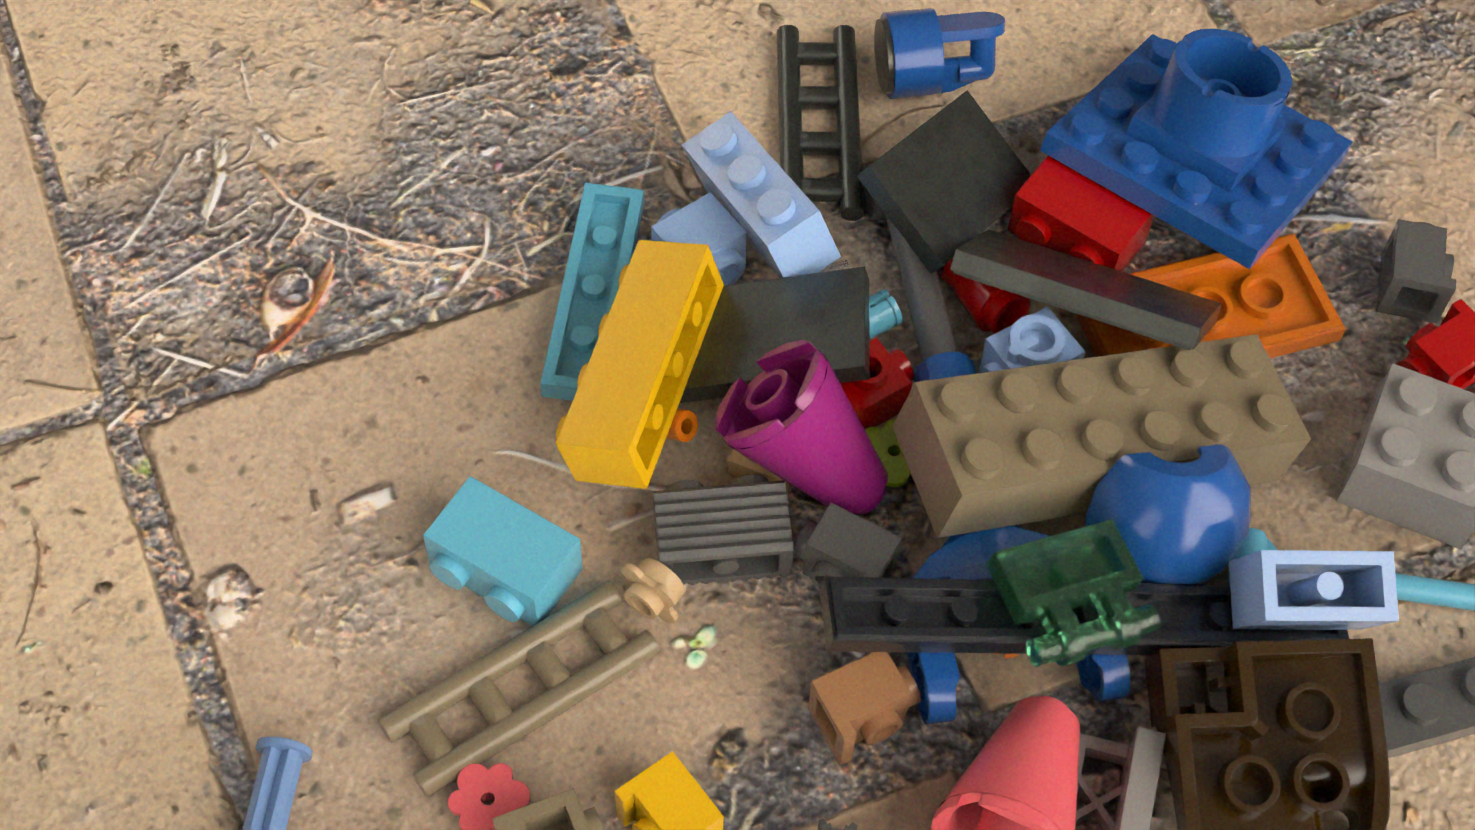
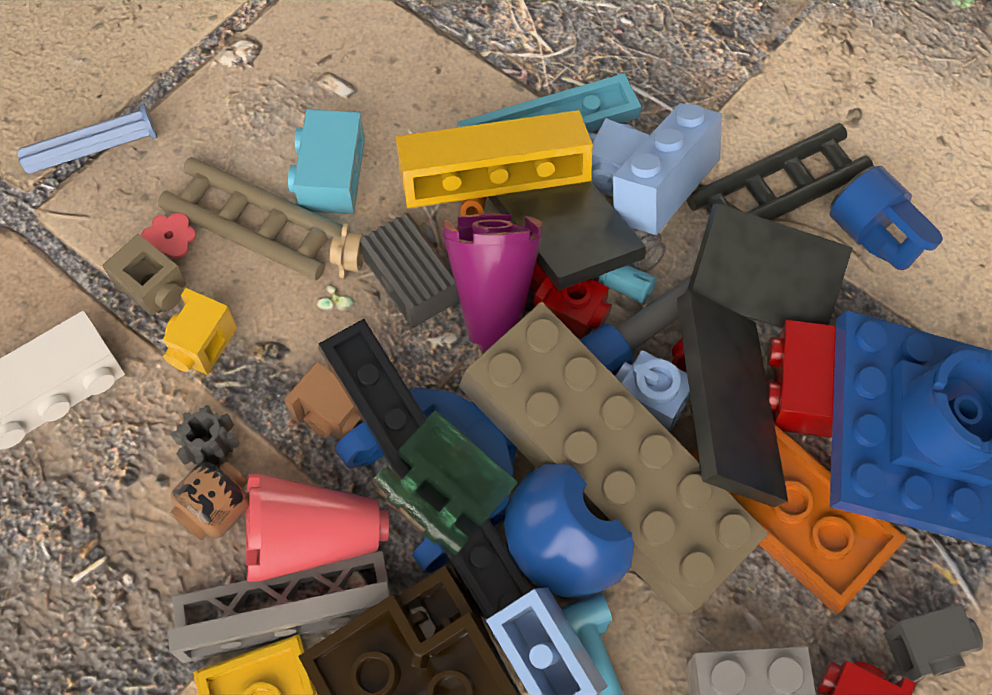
camera: 65 degrees right, 5 degrees up
(846, 547) = (431, 351): dark grey brick -> none

